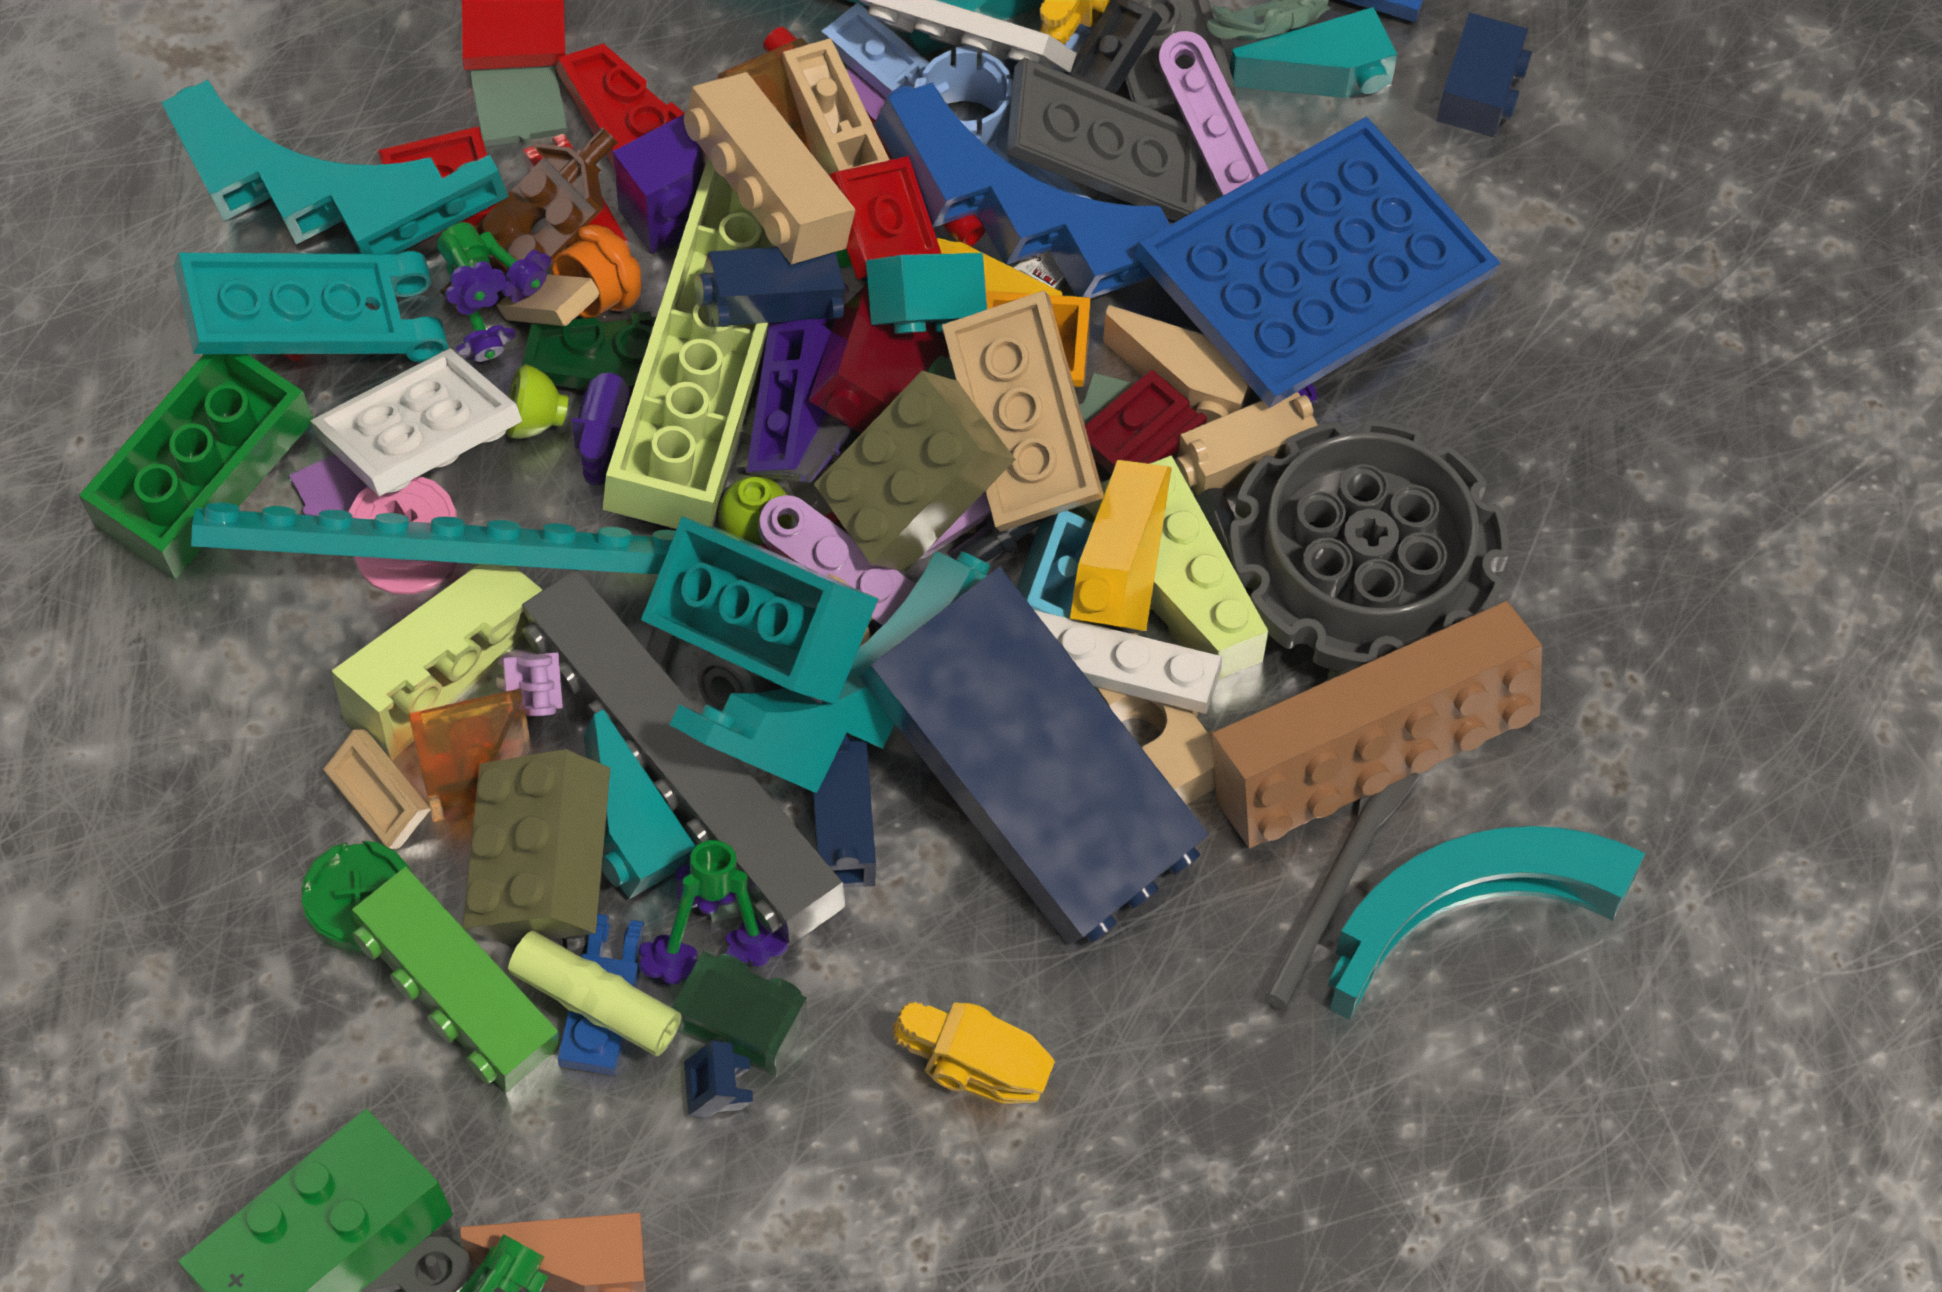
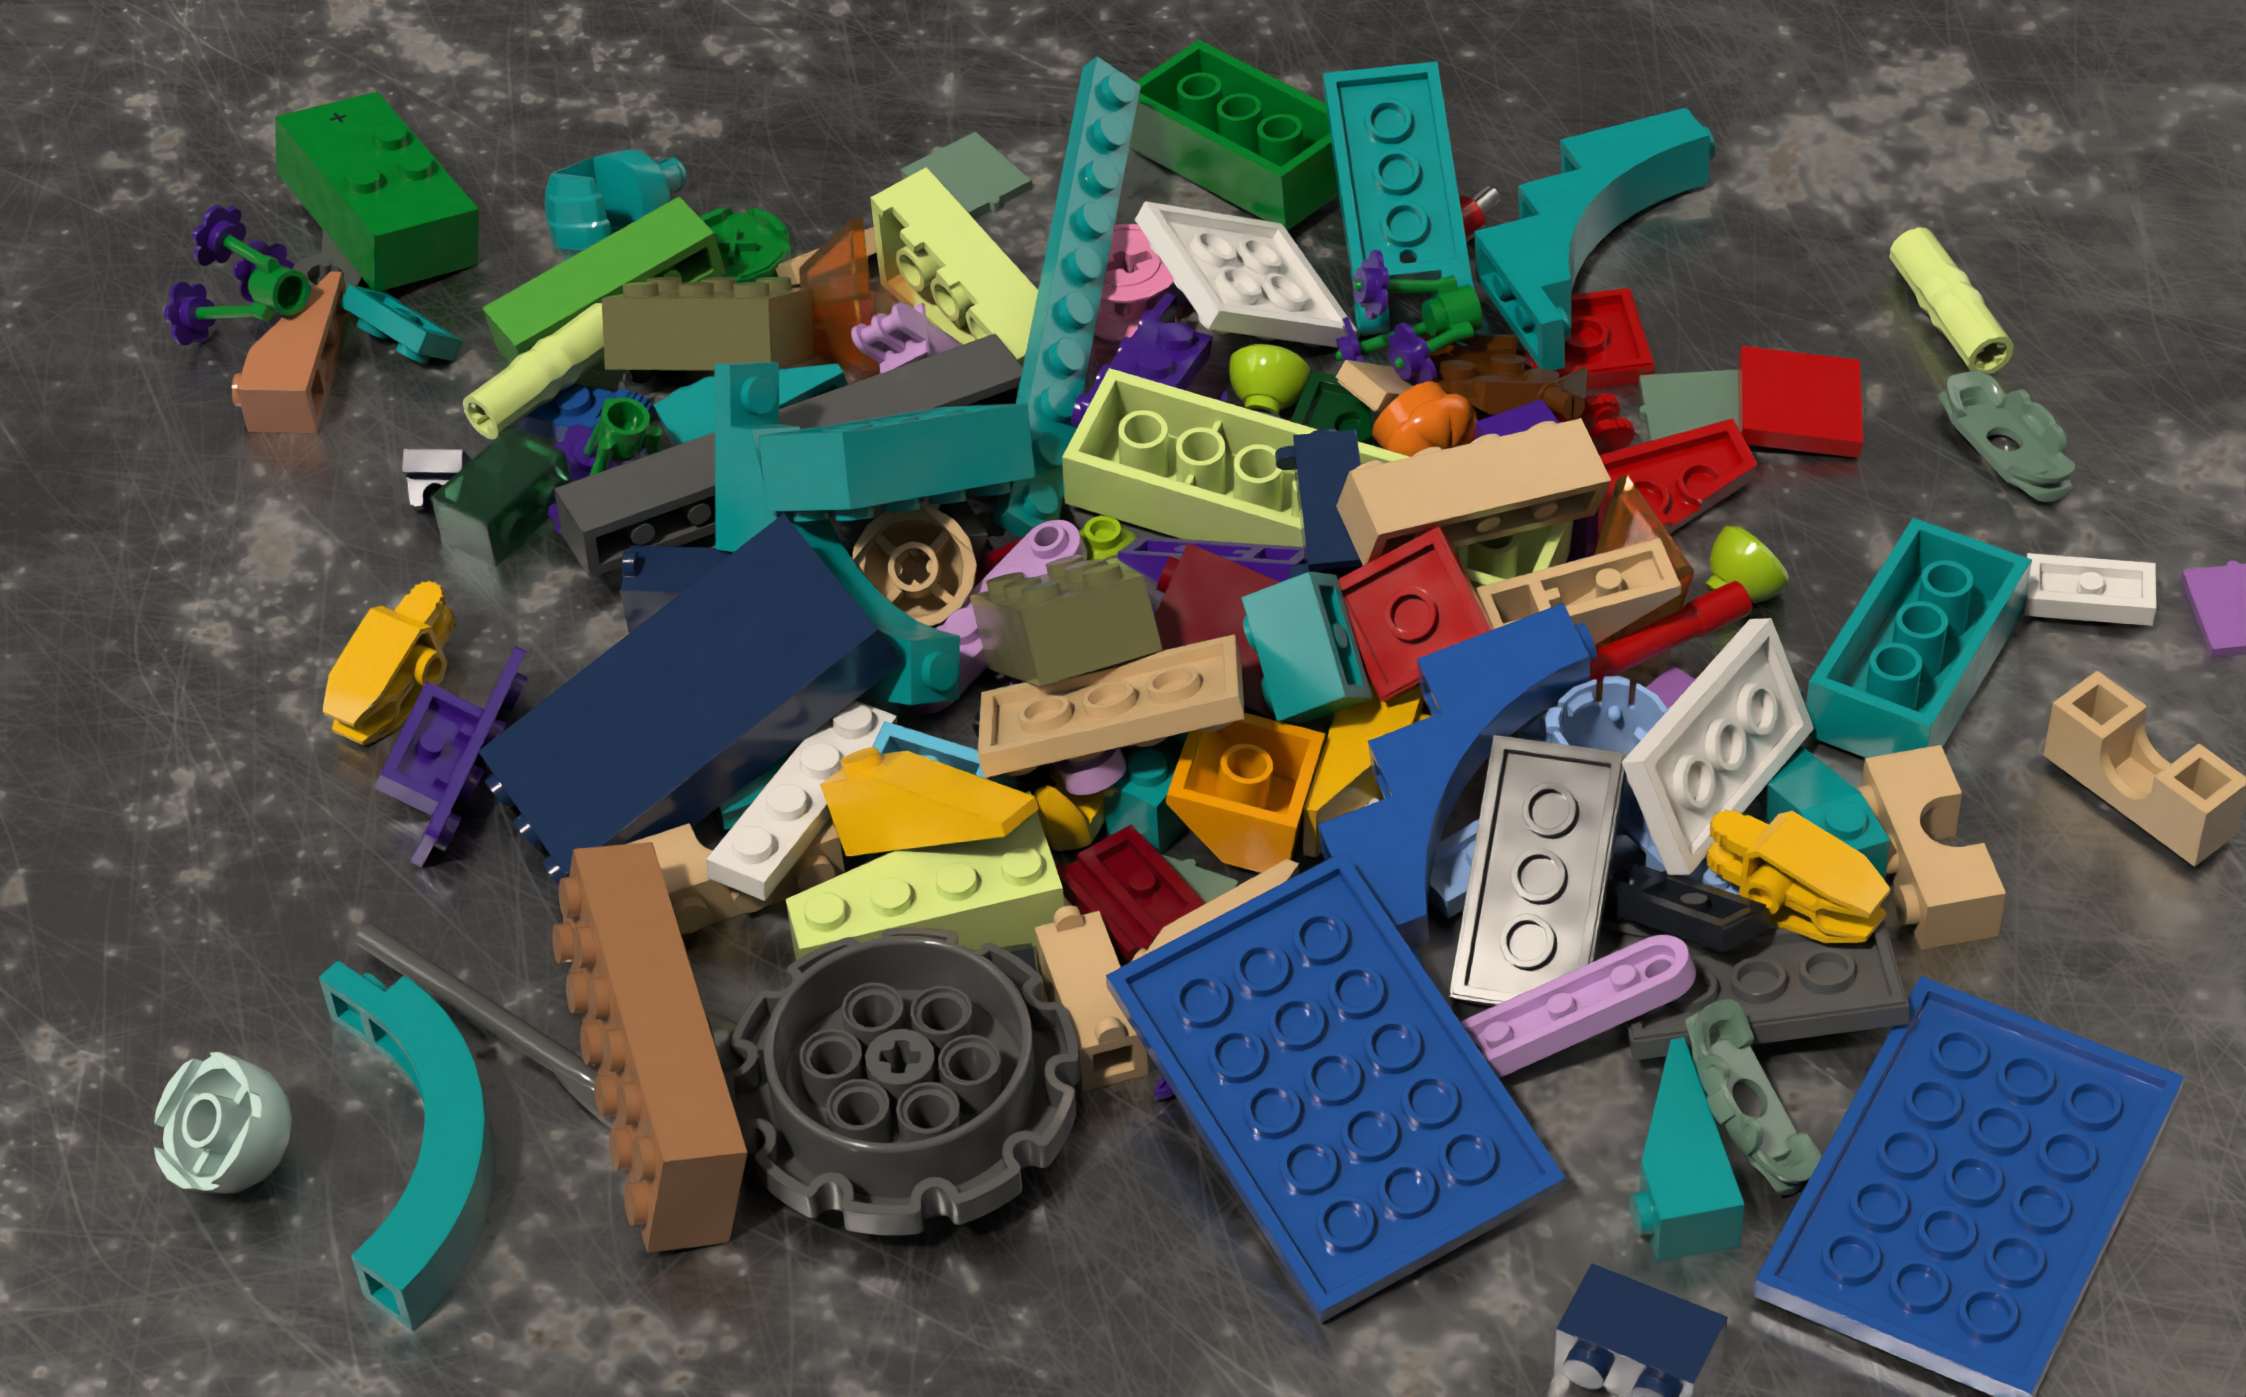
camera: 105 degrees right, 15 degrees down
(235, 709) = (974, 174): none -> sand green piece
(329, 1002) = (606, 195): none -> teal piece
(504, 1171) = (388, 317): none -> teal plate
(551, 482) = (1156, 352): none -> dark purple bracket
(723, 47) = (1745, 559): none -> lime brick
(1062, 977) = (438, 749): none -> dark purple bracket
(1520, 1033) = (222, 1125): none -> light aqua cylinder

